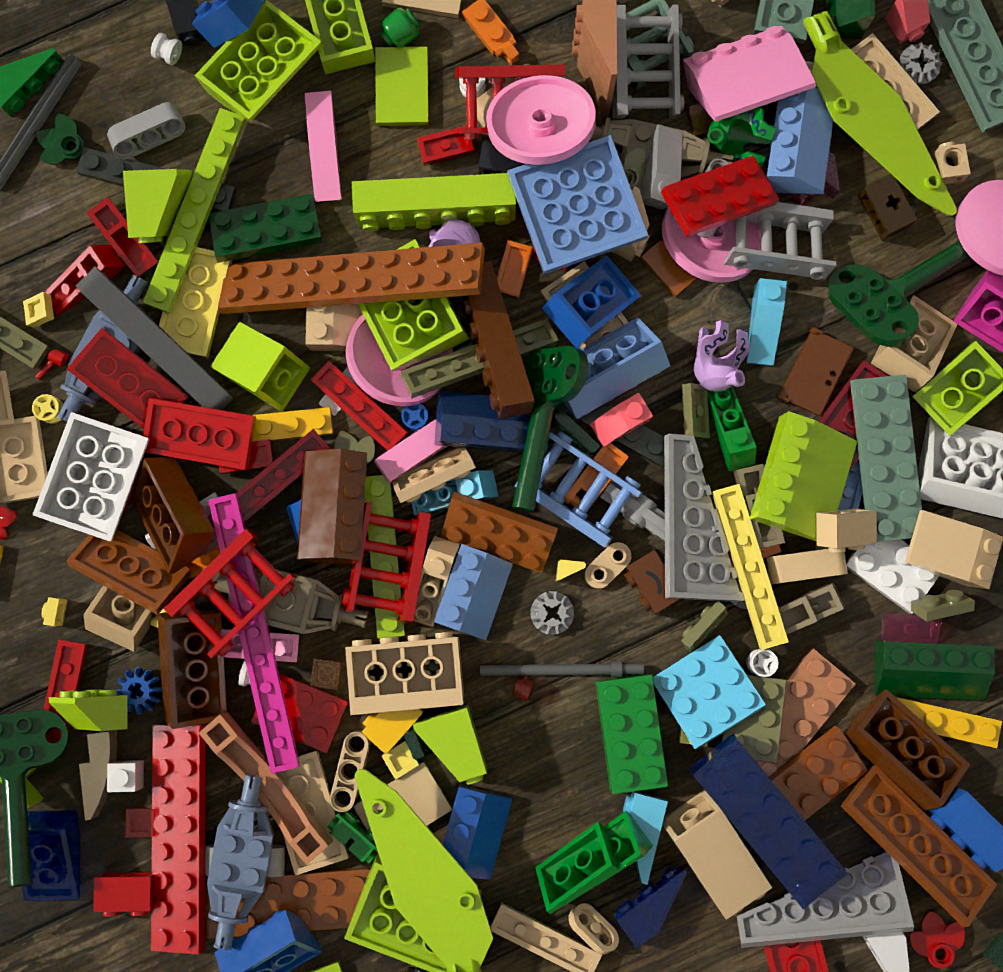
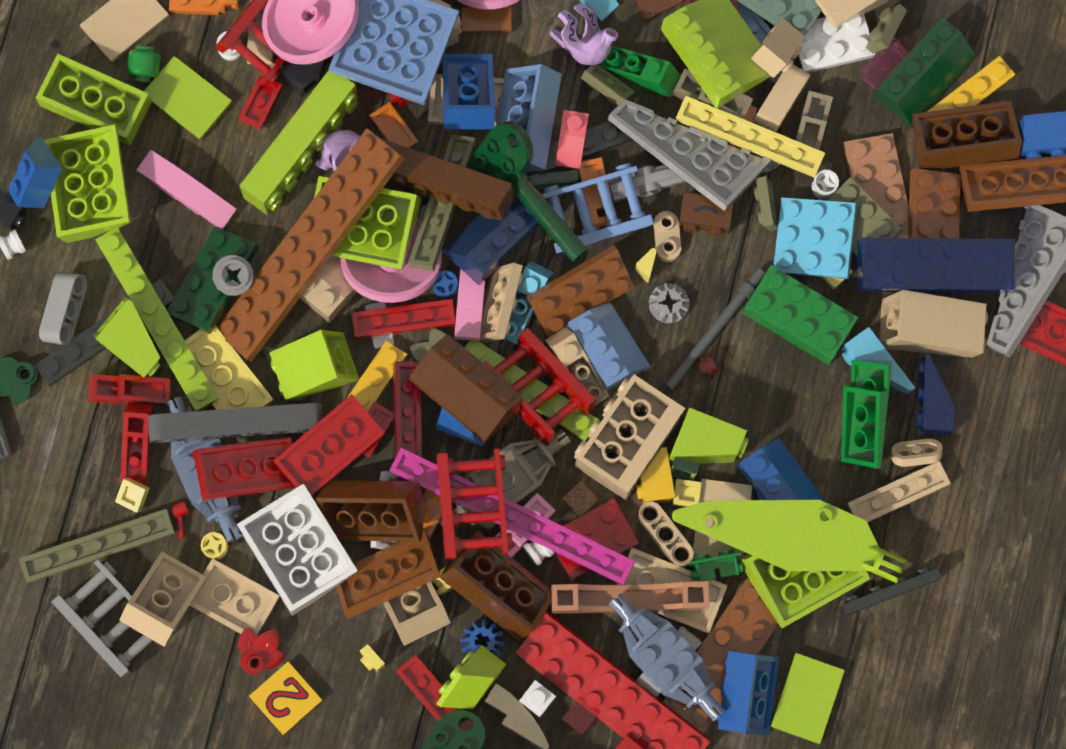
camera: 55 degrees left, 5 degrees down
(265, 247) = (244, 277): none -> light grey gear

